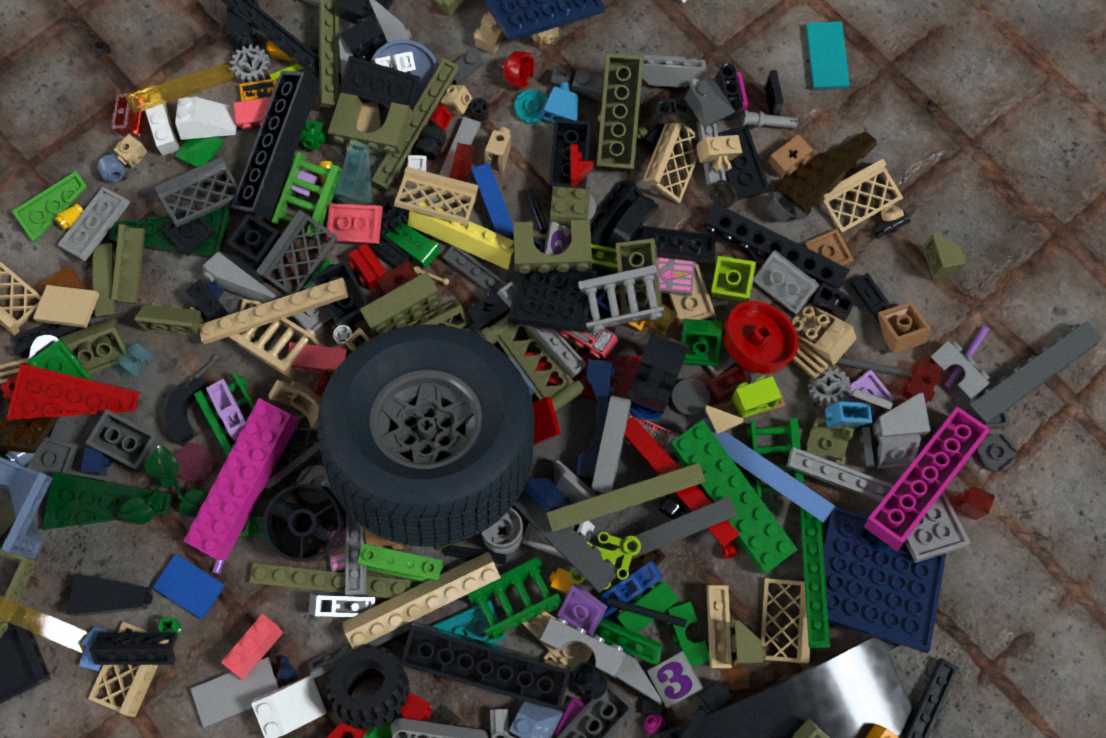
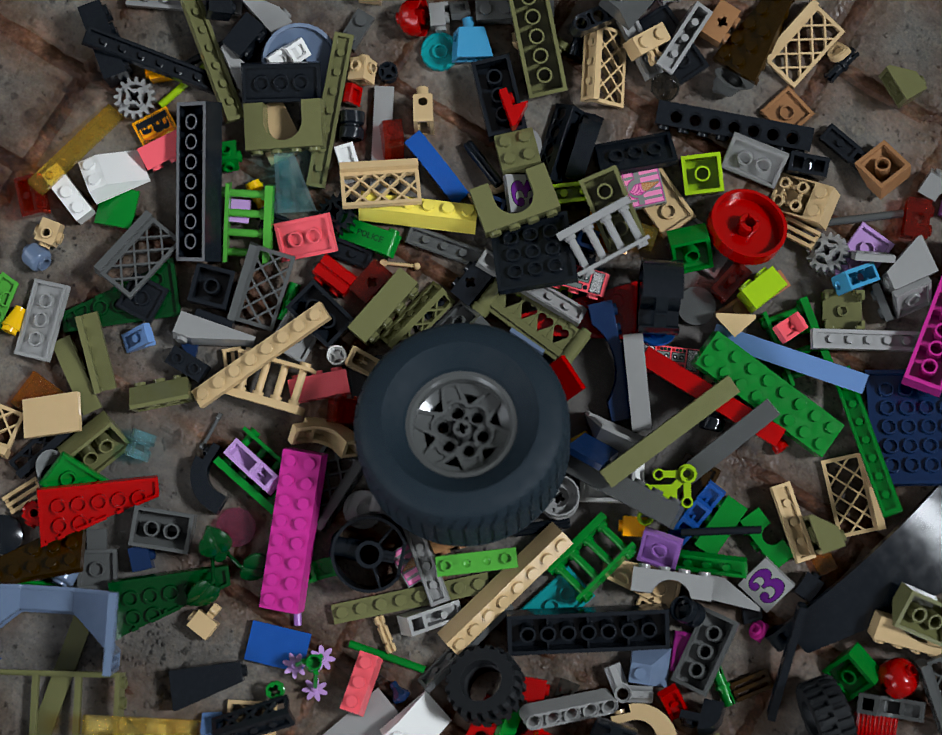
camera: 15 degrees left, 10 degrees up
(129, 541) = (203, 622): none -> tan brick
(173, 265) = (138, 338): none -> medium blue slope
(210, 610) = (312, 664): none -> lavender plant
(289, 631) = (388, 657): none -> green bar
(293, 608) = (385, 634): none -> tan axle
(541, 75) = (438, 16): none -> light grey brick
(754, 155) = (683, 37): none -> light grey slope
(772, 441) = (790, 327): none -> coral bracket

